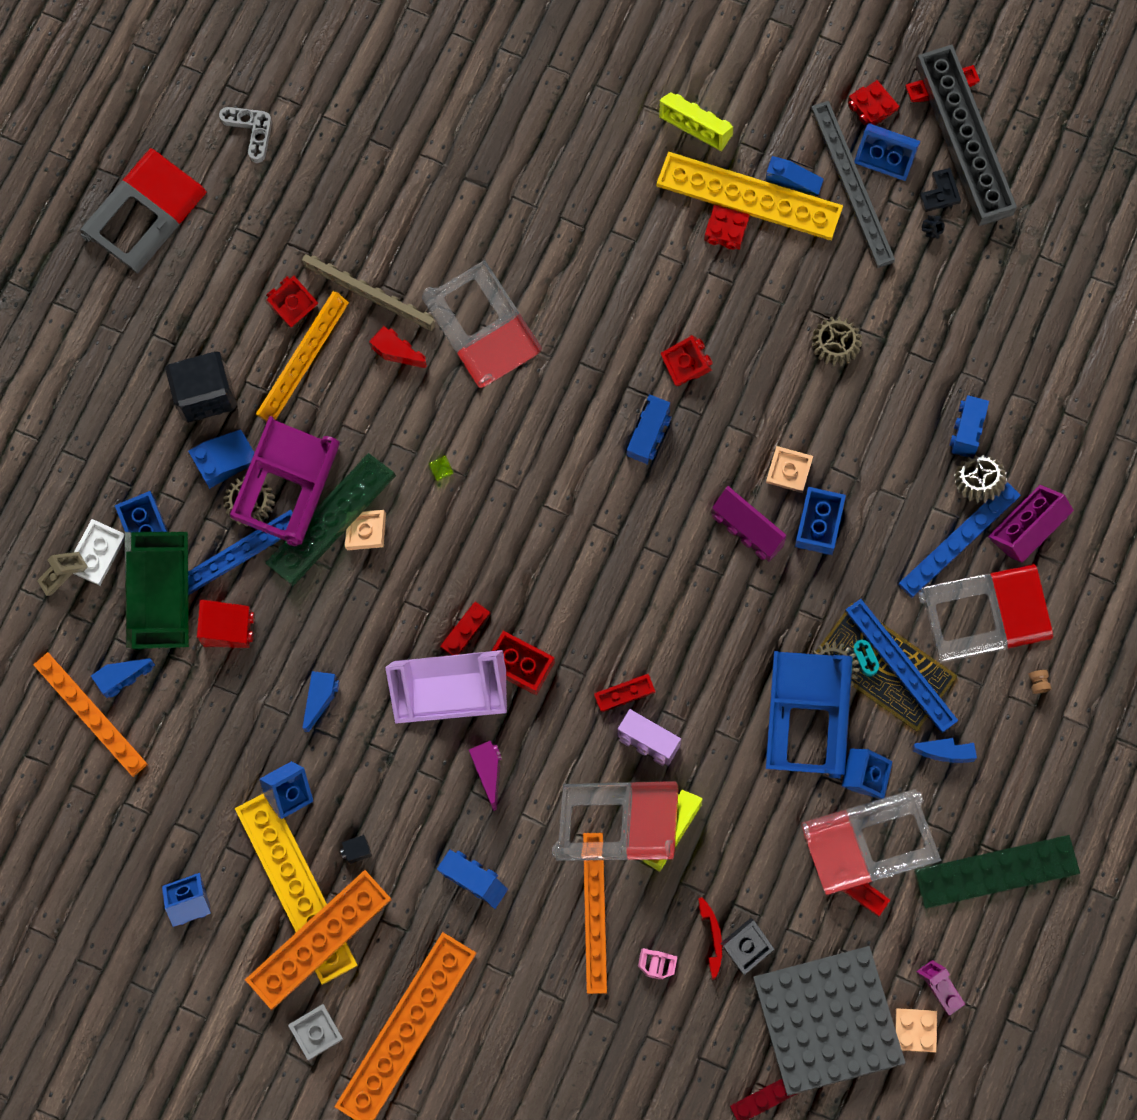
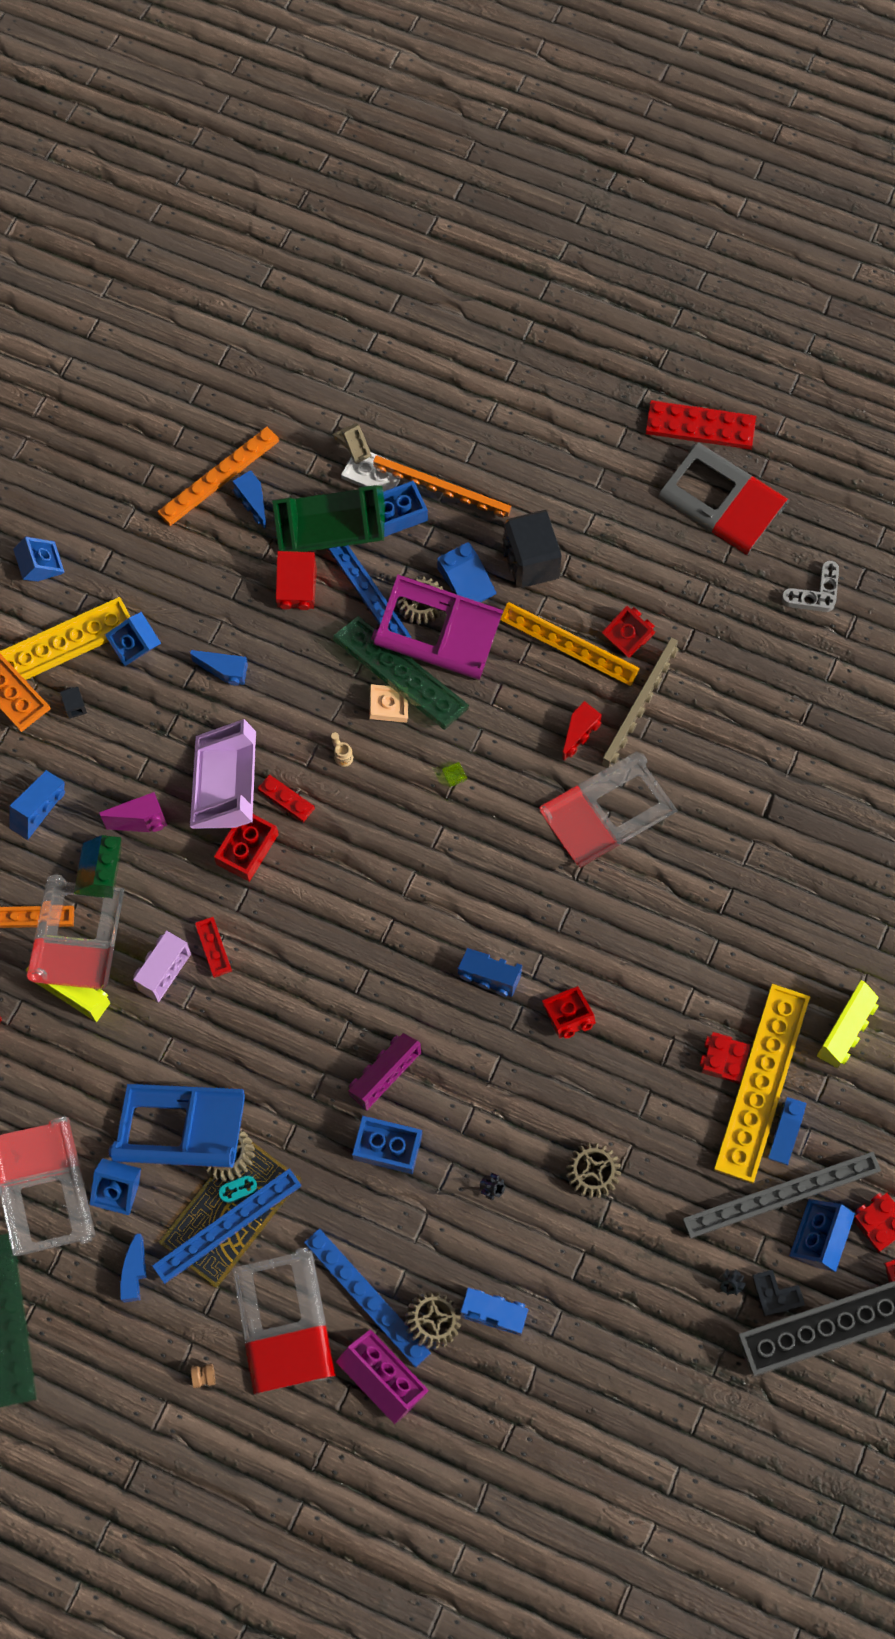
camera: 85 degrees right, 5 degrees down
(55, 230) = (701, 424): none -> red plate
(117, 488) = (448, 489): none -> orange plate
(419, 575) = (342, 751): none -> tan piece
(543, 808) = (98, 867): none -> dark green slope
(789, 469) = (448, 1116): light nougat plate -> none
(855, 428) = (492, 1186): none -> black gear

